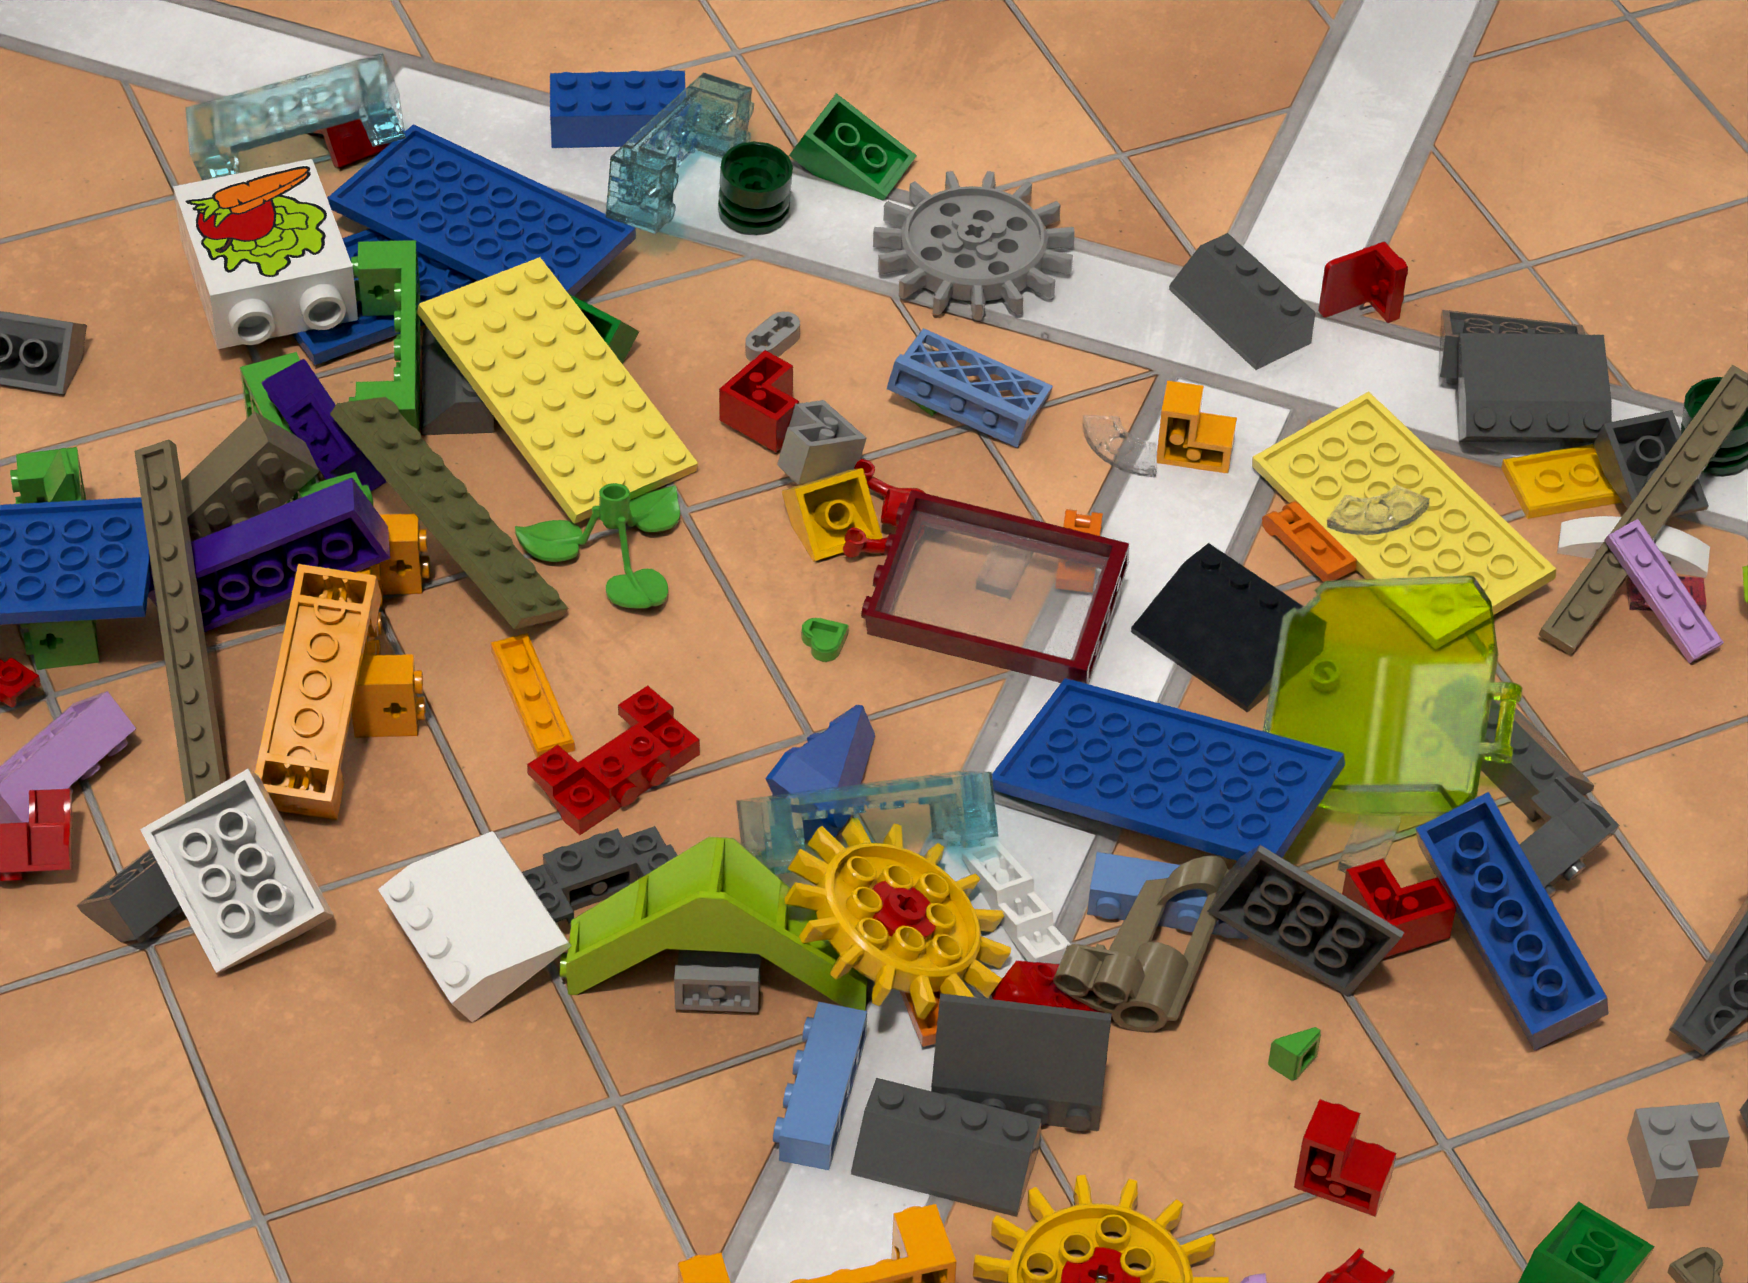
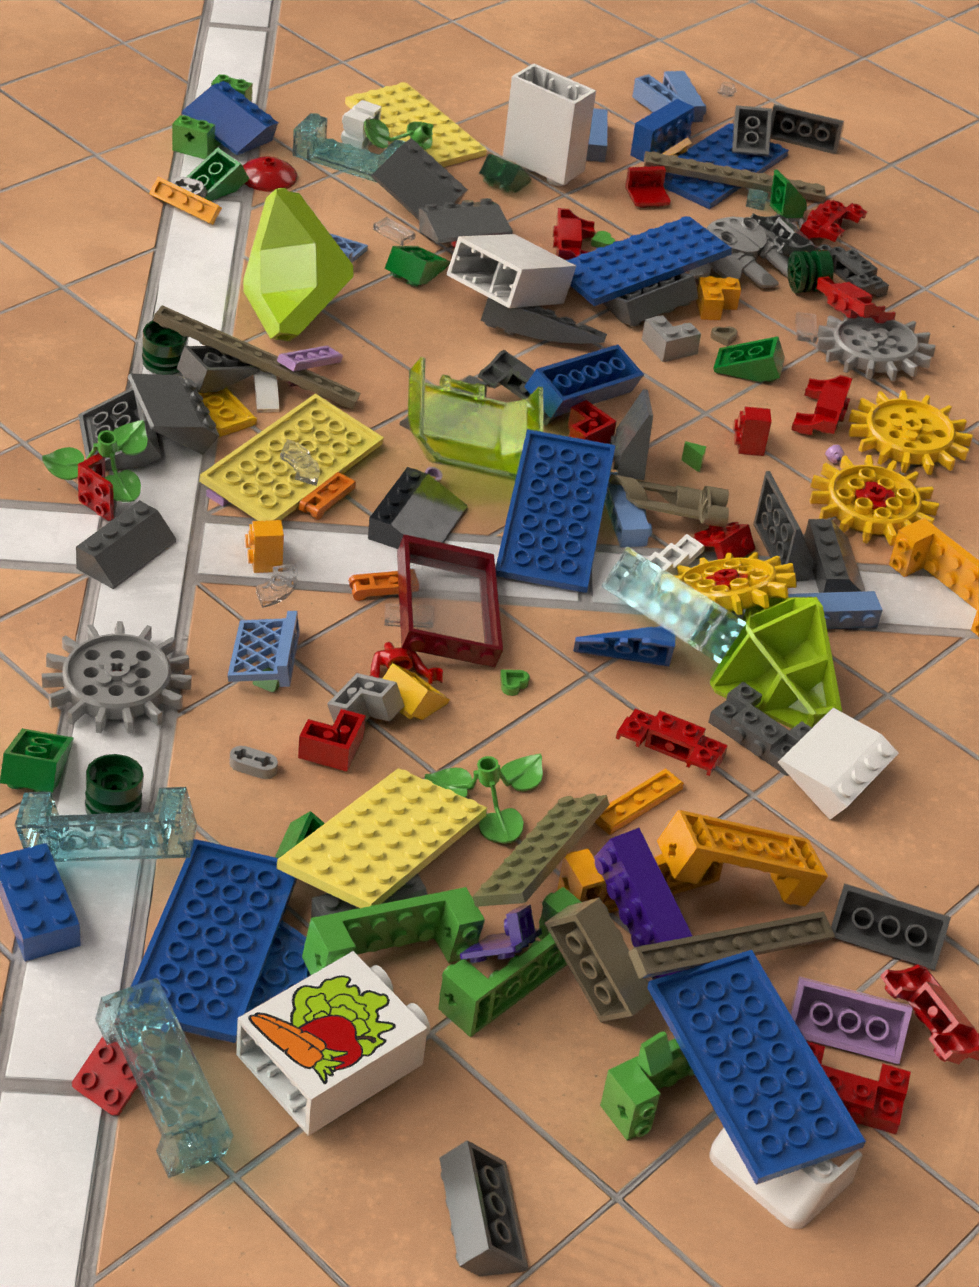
camera: 115 degrees left, 5 degrees down
(236, 871) = (882, 867): white slope -> none
(1406, 257) = (128, 438): none -> bright green plant

